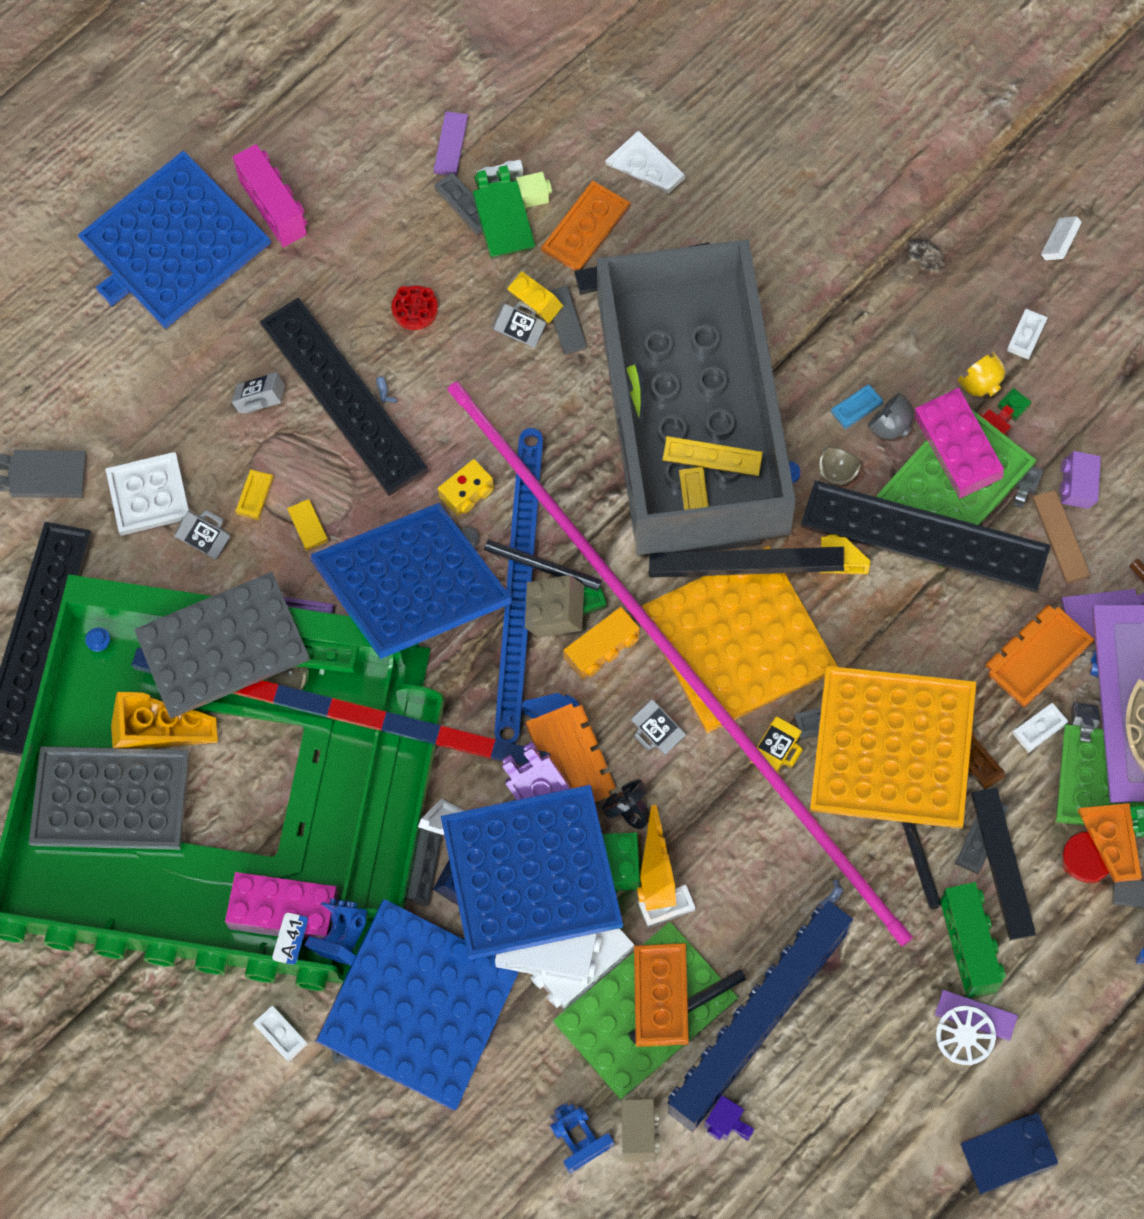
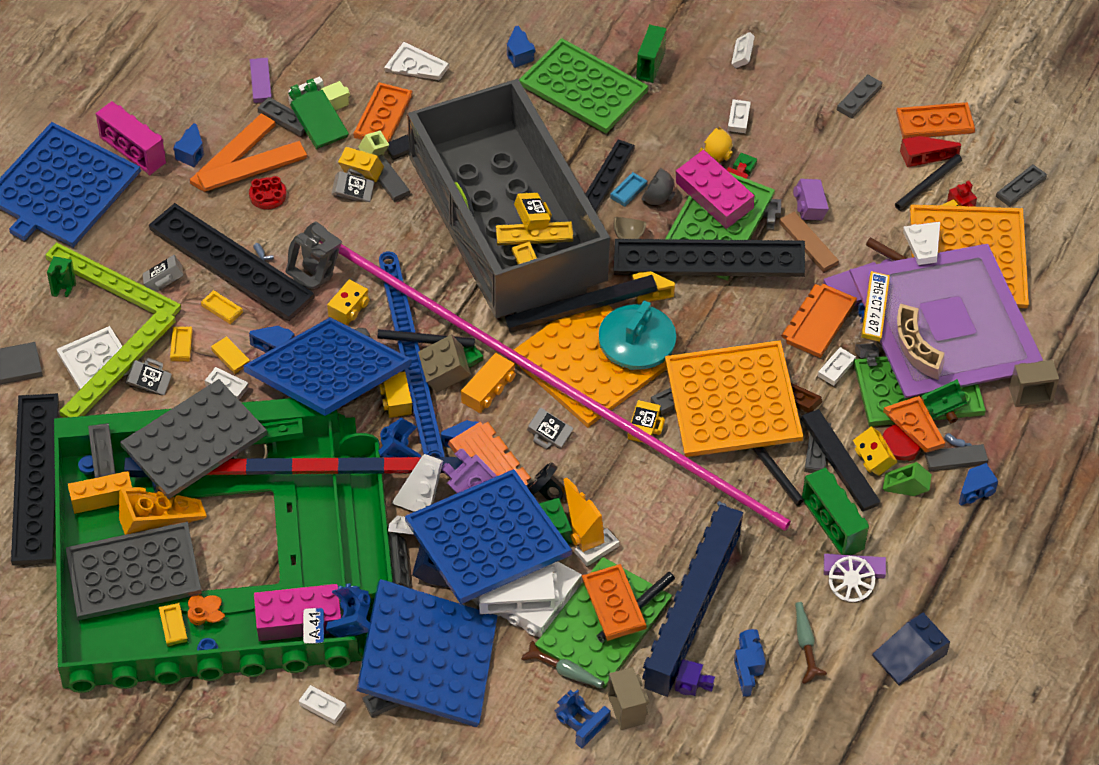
camera: 20 degrees left, 15 degrees down
(98, 682) = (98, 492): none -> light orange brick
(112, 635) = (101, 450): none -> dark grey plate
(135, 369) = (61, 276): none -> green hinge
(137, 881) = (173, 624): none -> yellow tile
(167, 924) = (206, 644): none -> blue plate
(168, 511) = (118, 365): none -> lime plate
(182, 871) = (204, 609): none -> orange plate
(197, 390) = (115, 282): none -> lime plate
(291, 565) = (233, 383): none -> white plate
(316, 455) = (222, 307): none -> yellow tile
(339, 221) = (189, 147): none -> blue slope
(360, 516) = (269, 338): none -> blue slope
(389, 239) = (238, 146): none -> orange tile
(405, 266) = (252, 166): none -> orange tile
(446, 426) = (310, 244): none -> dark grey animal
(463, 699) = (395, 439): none -> blue tile
(475, 774) = (421, 485): none -> white wing
(486, 636) = (396, 395): none -> yellow brick
(558, 273) = (374, 143): none -> yellowish green brick
(578, 1060) = (564, 666): none -> sand green piece
(718, 427) = (532, 211): none -> yellow piece
(778, 171) = (519, 49): none -> blue slope
(801, 627) = (637, 336): none -> teal bracket
(806, 1114) = (749, 660): none -> blue plate
(830, 387) = (609, 173): none -> black tile
(844, 243) = (583, 85): none -> bright green plate
(883, 1105) = (806, 641): none -> piece
(941, 219) = (651, 53): none -> green brick
(1049, 864) = (874, 451): none -> yellow brick
(1079, 915) = (908, 480): none -> bright green slope
(1109, 667) = (875, 306): none -> tile

